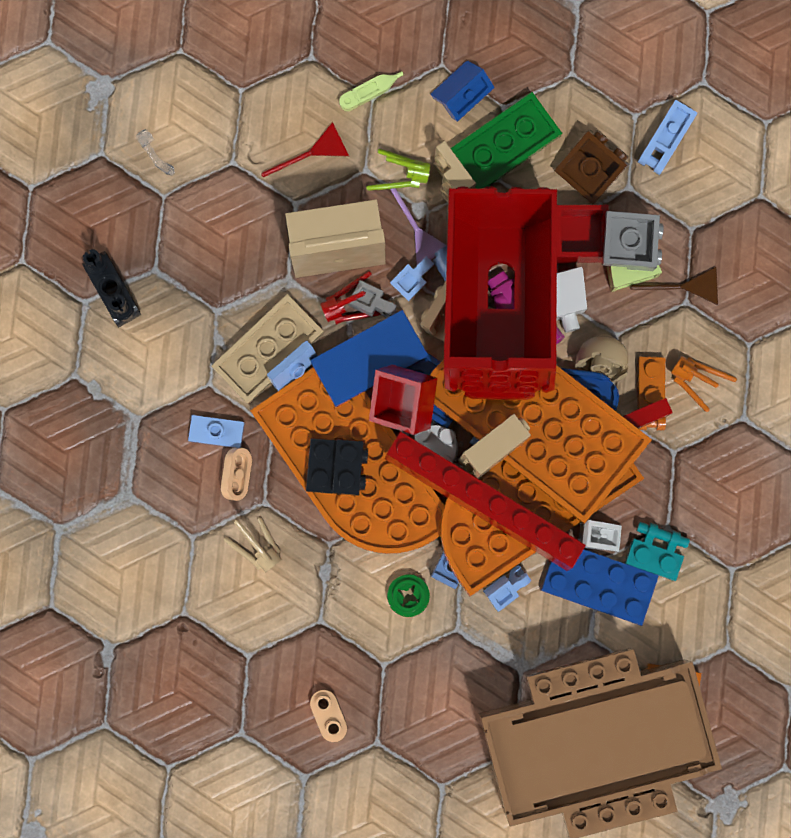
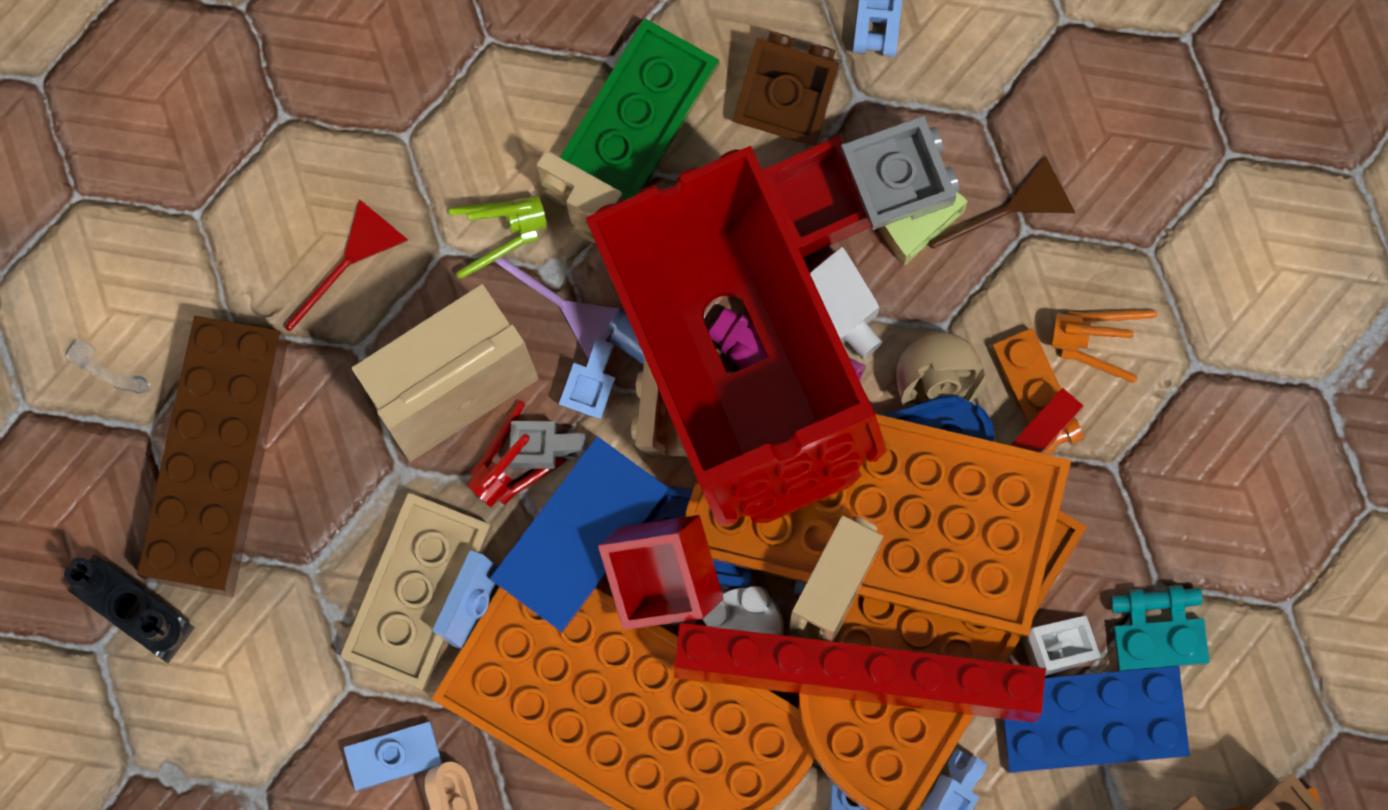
camera: 15 degrees left, 5 degrees down
(191, 226) = (213, 456): none -> reddish brown brick
(336, 467) = (605, 725): black plate -> none
(367, 91) = (392, 129): yellowish green piece -> none
(463, 90) = (538, 62): blue panel -> none

